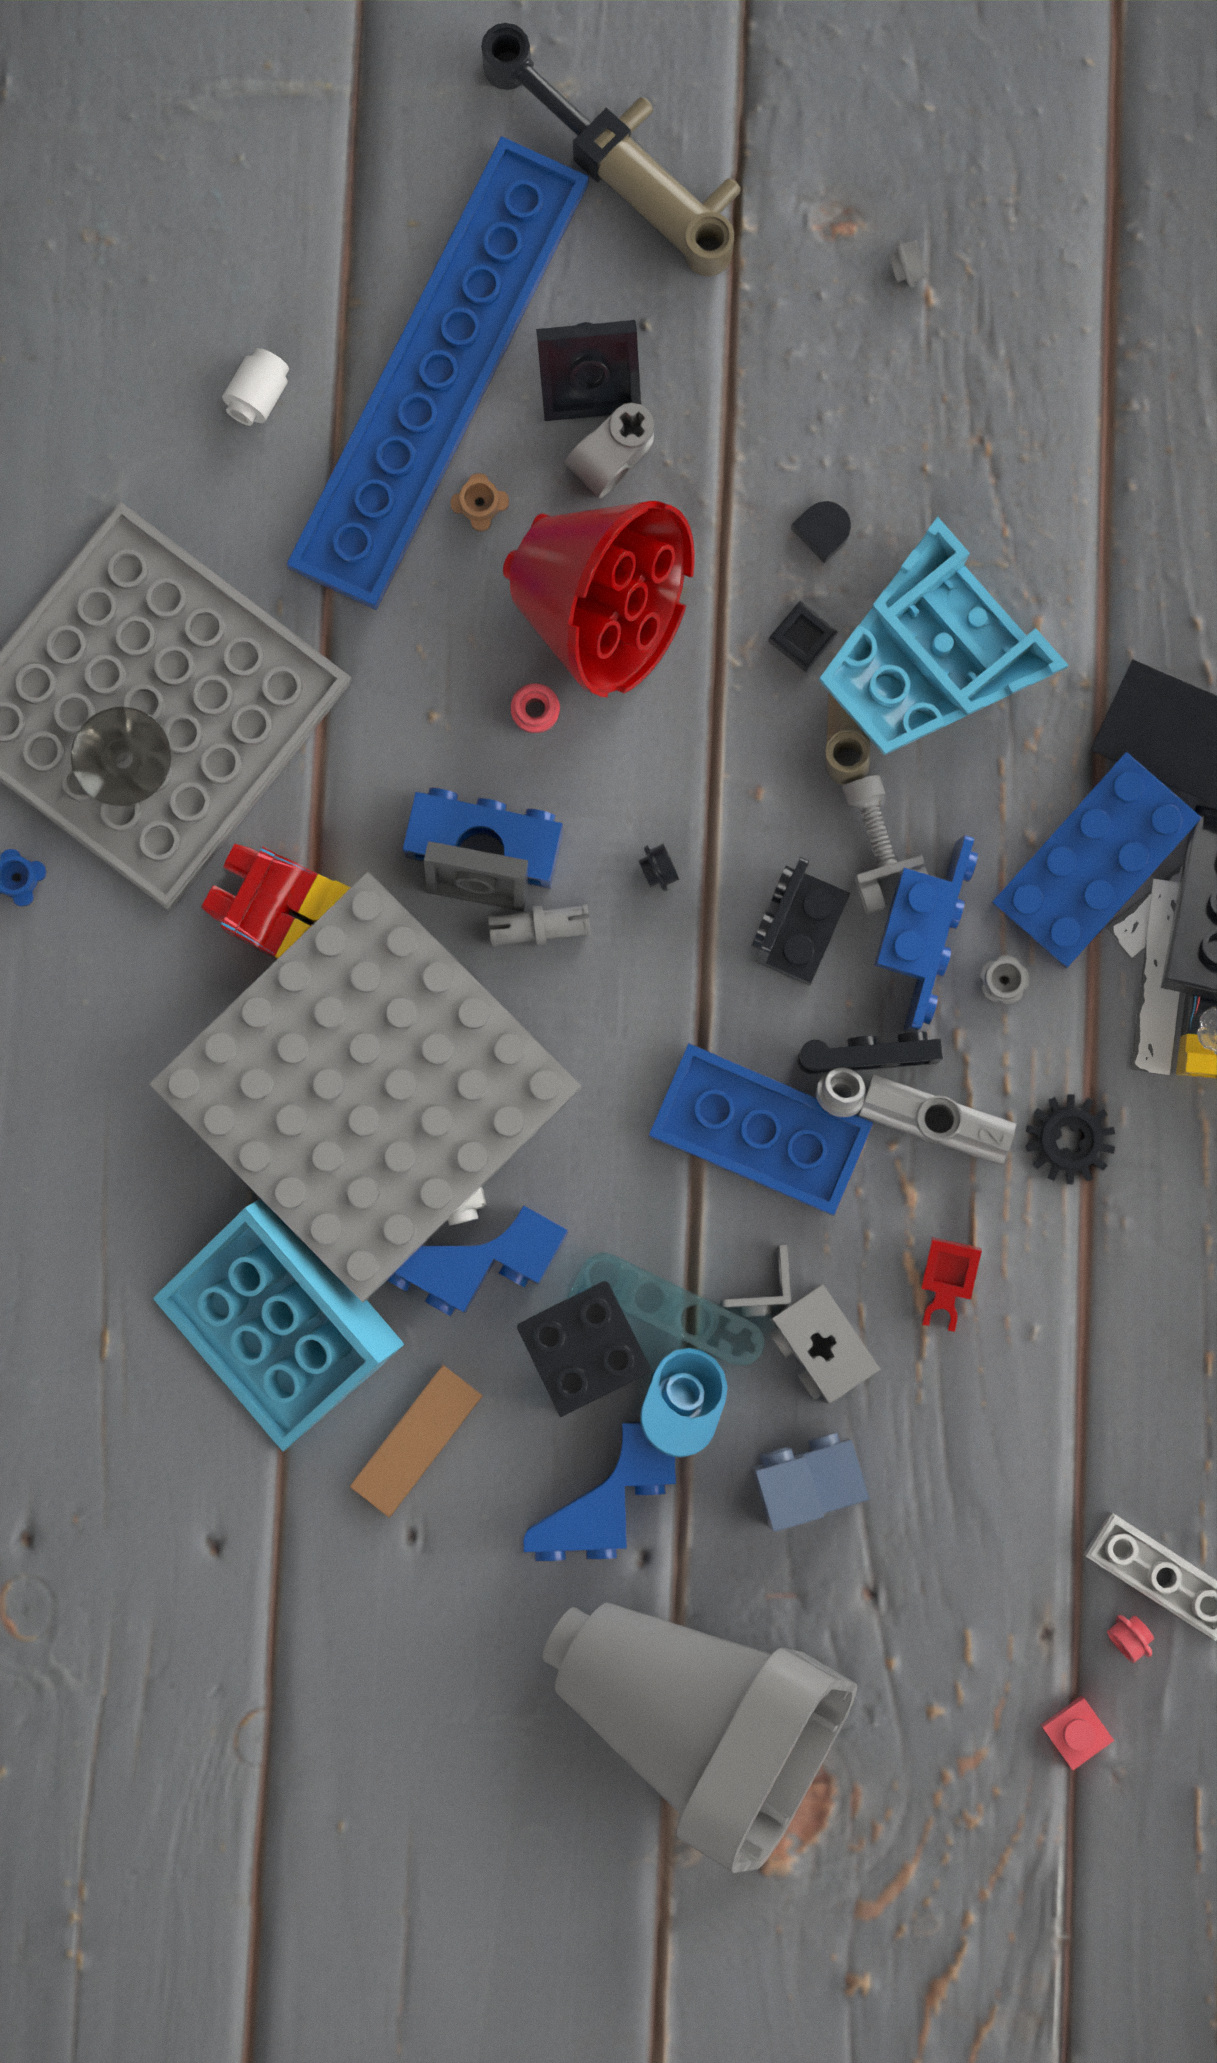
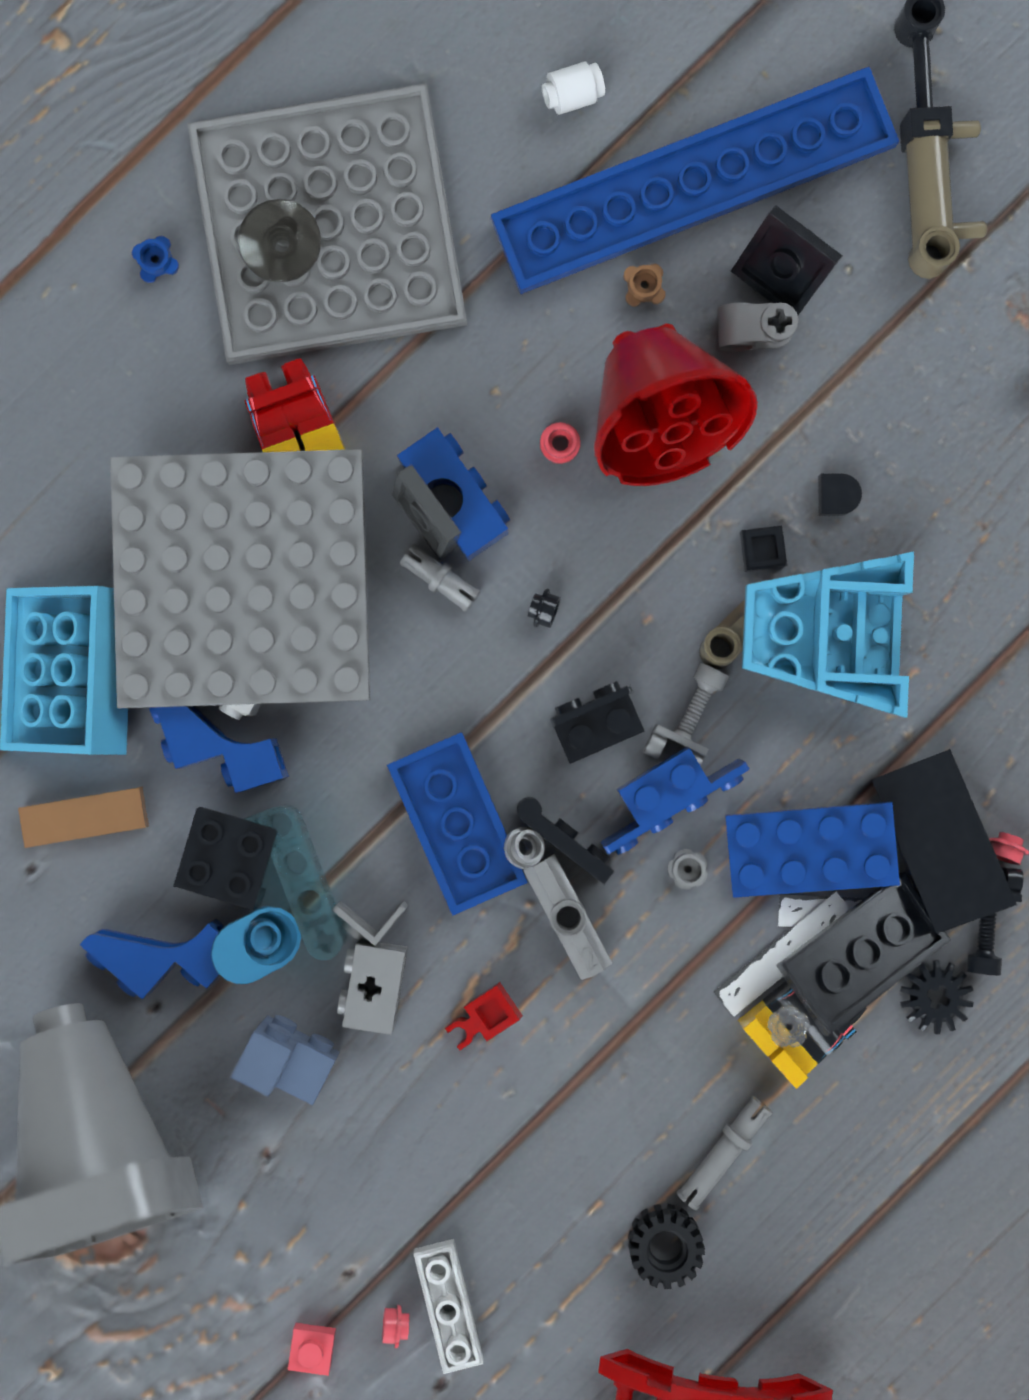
camera: 40 degrees right, 5 degrees up
(1076, 1119) = (646, 1014): black gear -> none

